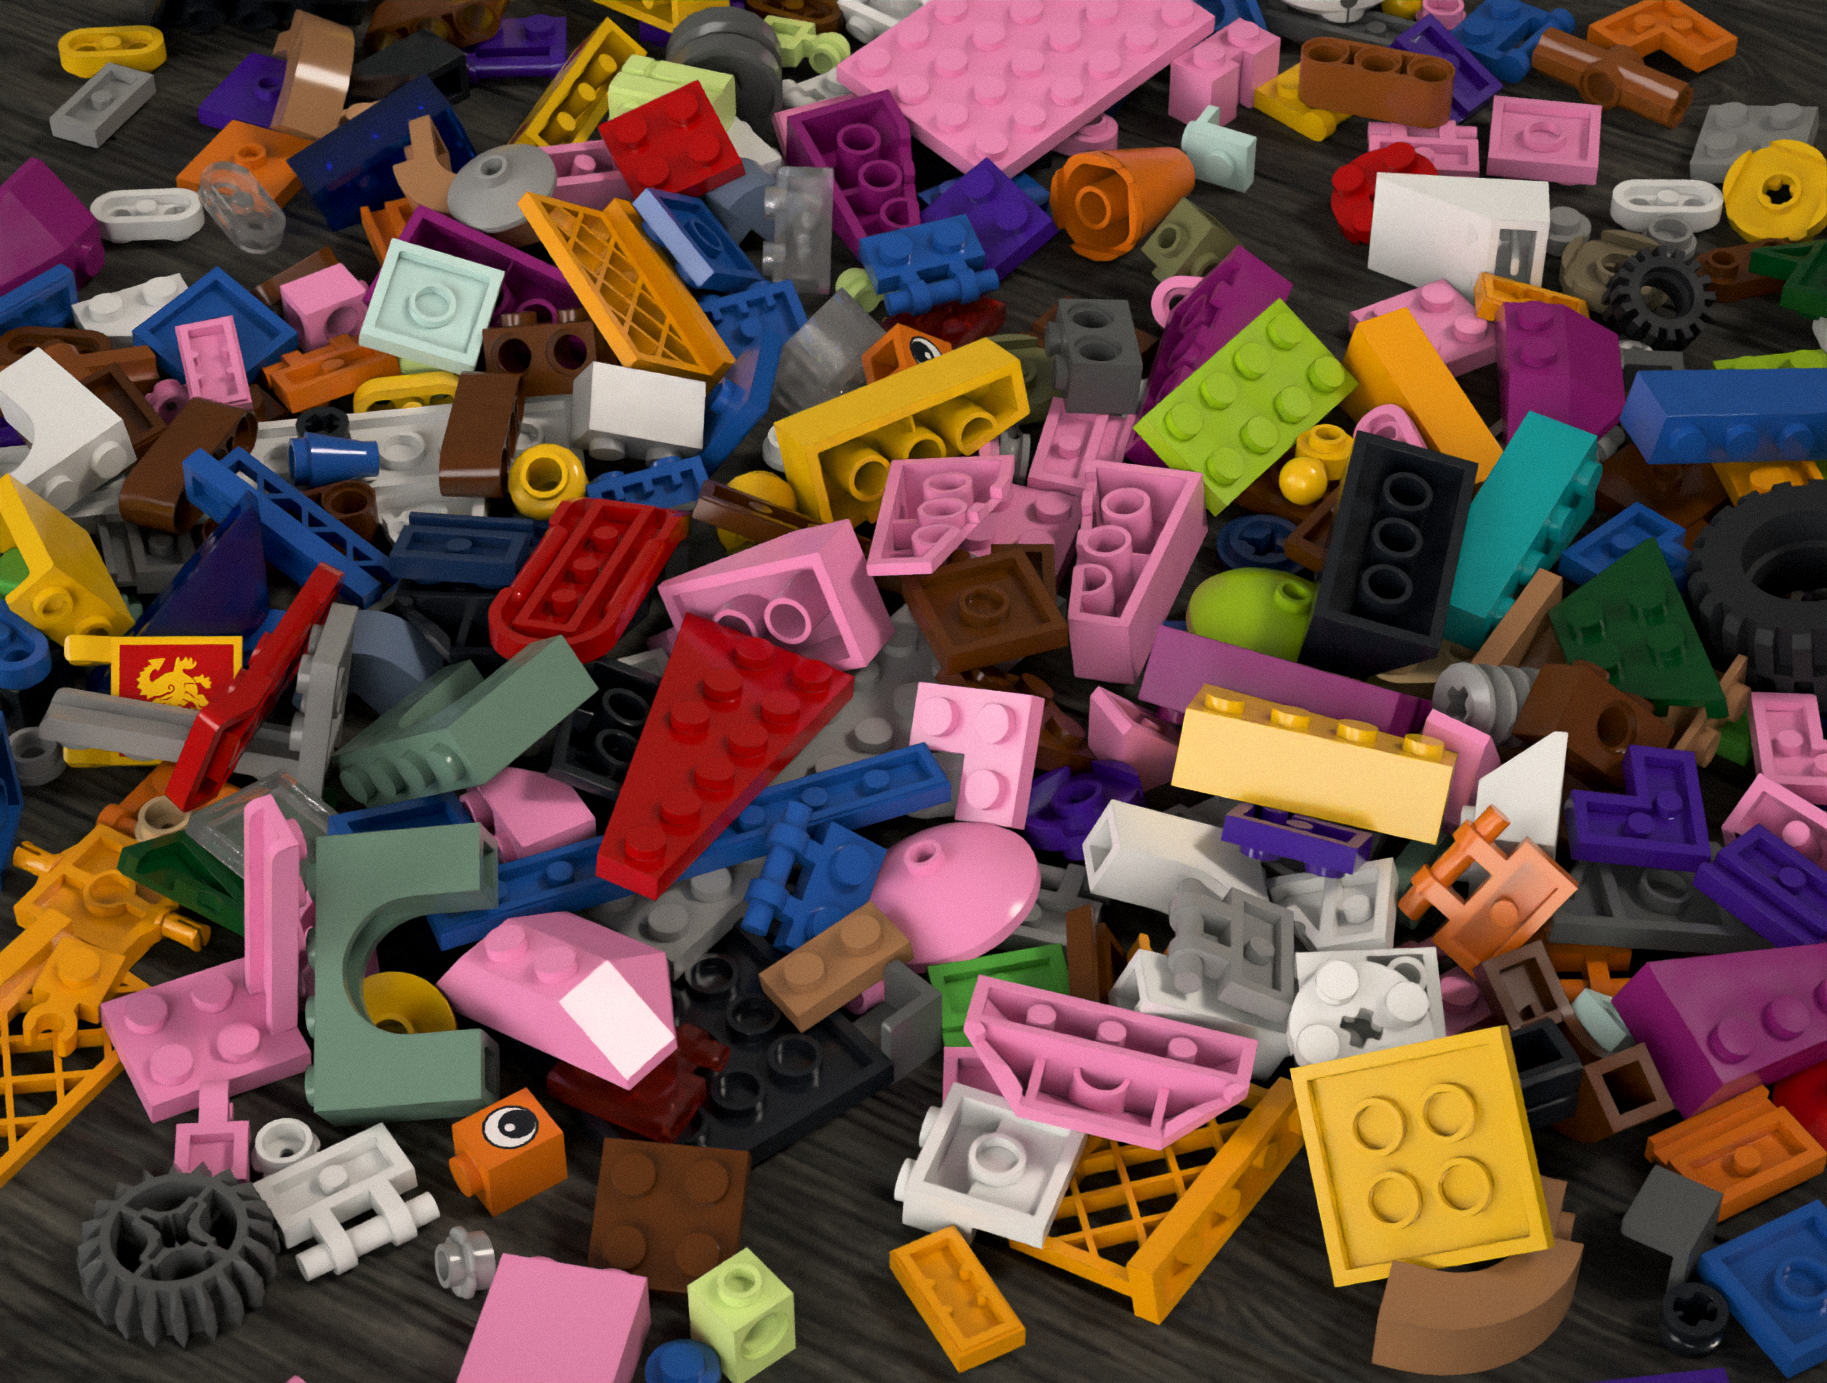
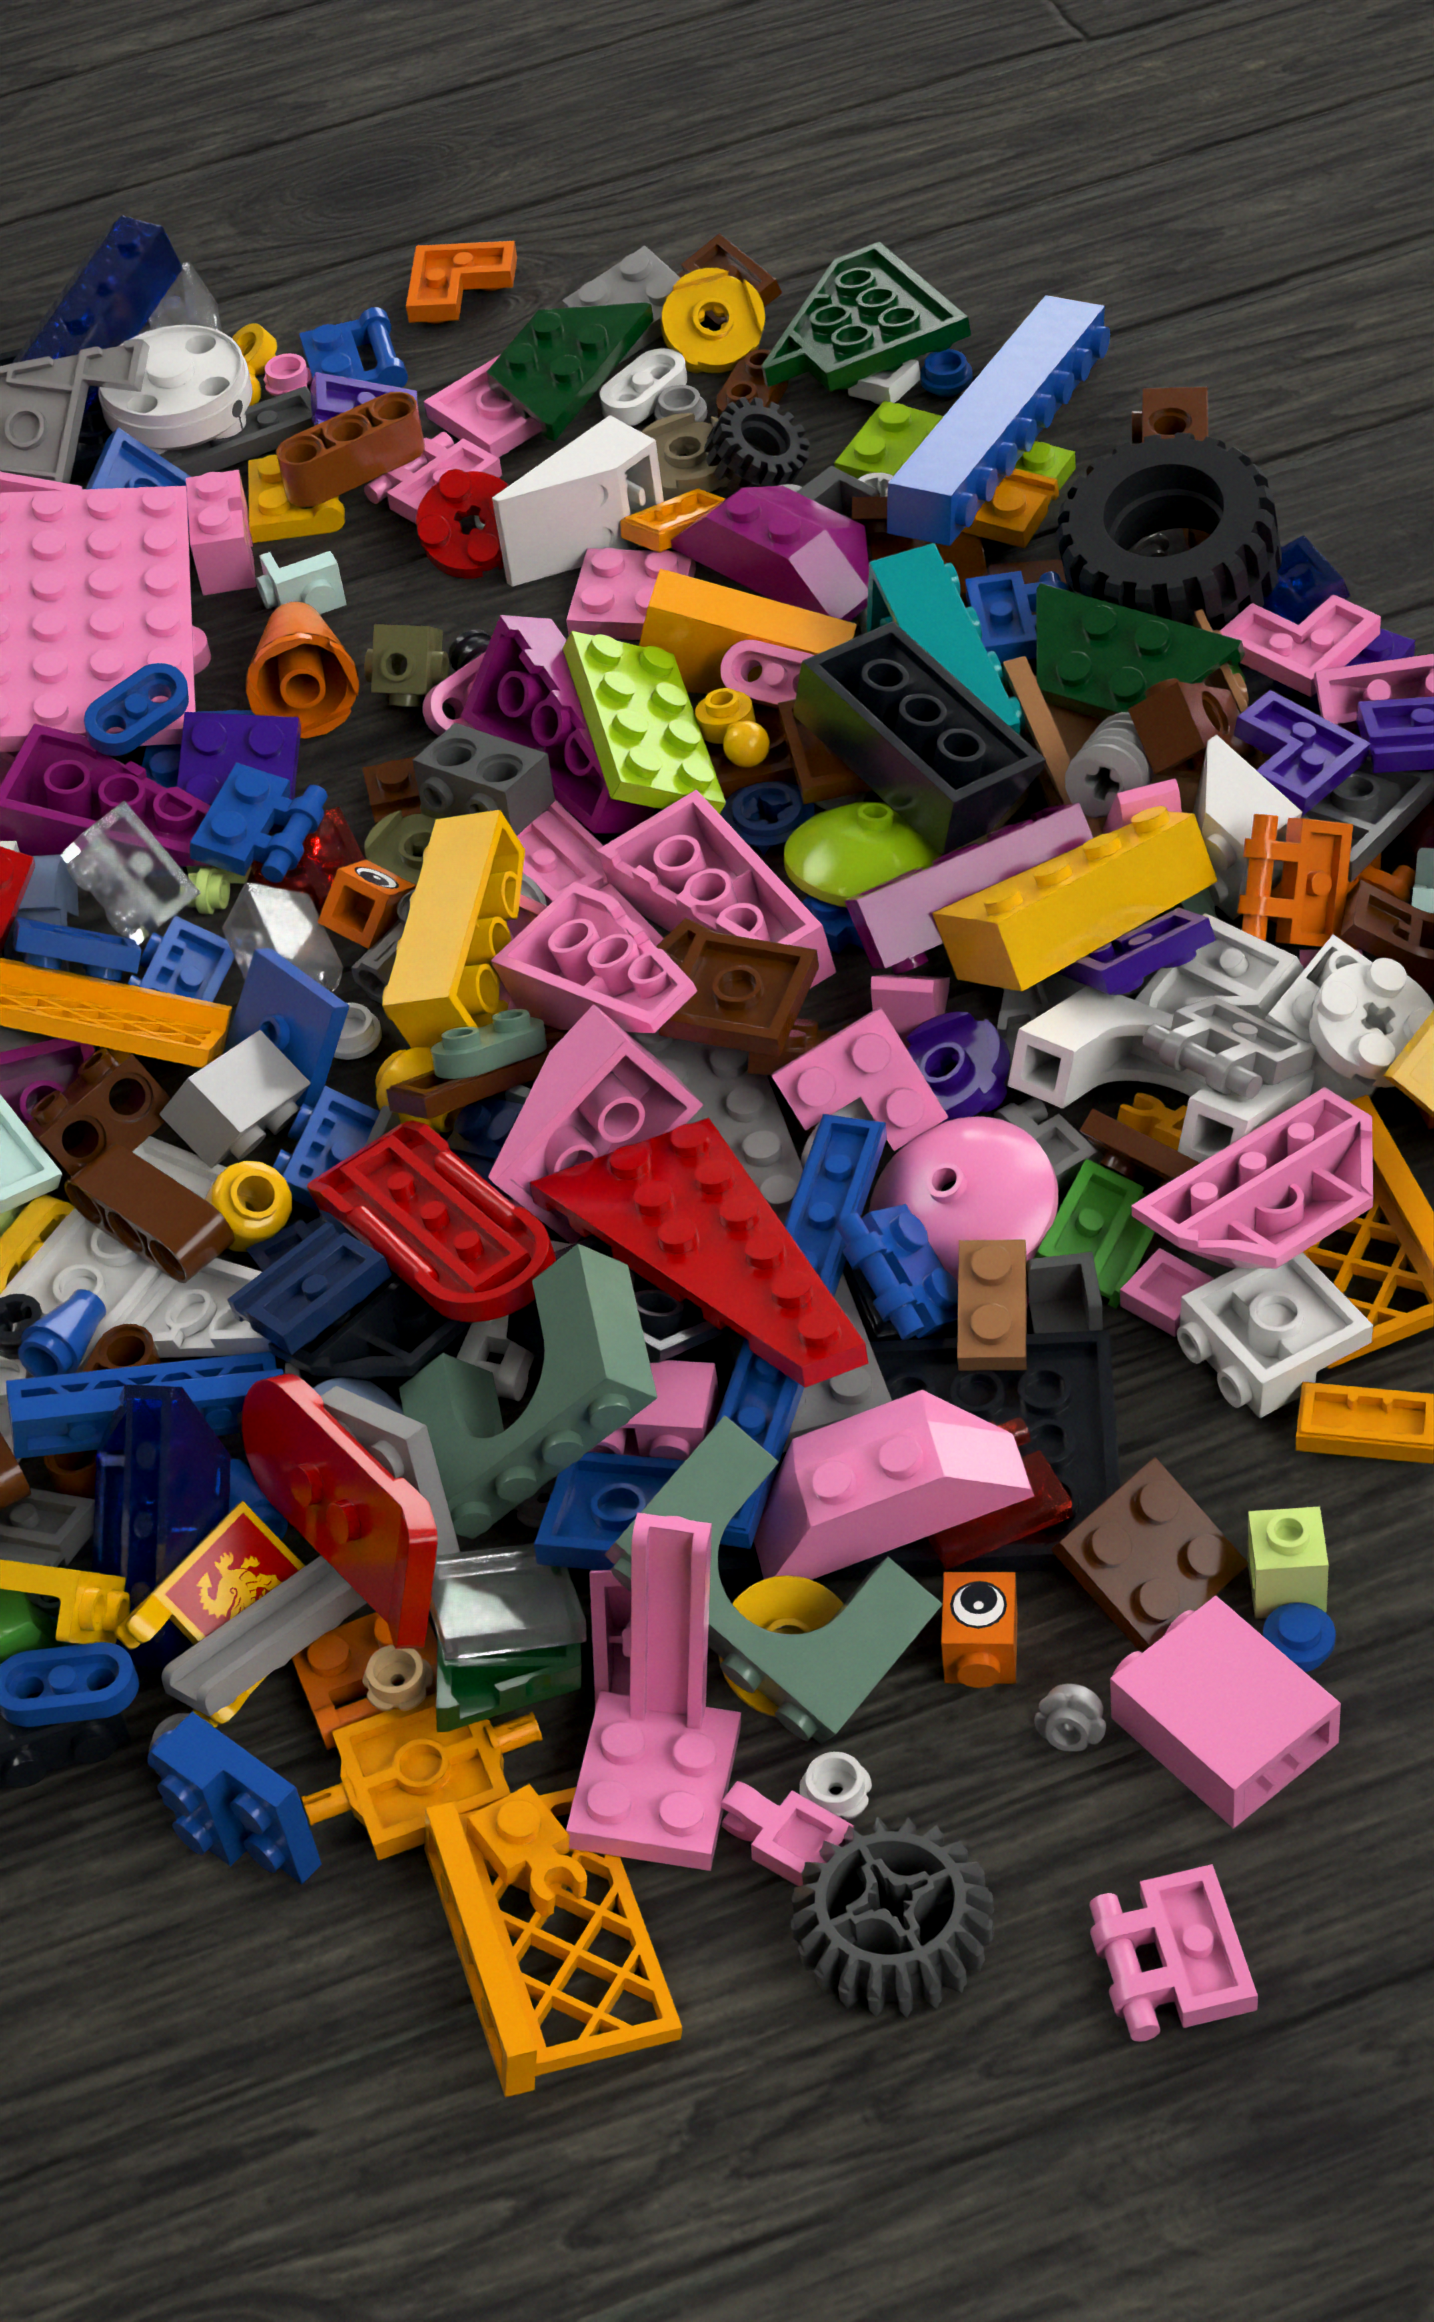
camera: 45 degrees left, 5 degrees up
(338, 1185) = (908, 1761): white plate -> none
(785, 503) = (476, 1051): none -> sand green plate
(953, 127) = (131, 708): none -> blue plate
(1612, 77) = (450, 334): dark orange piece -> none
(1628, 138) = (565, 359): none -> dark green wing

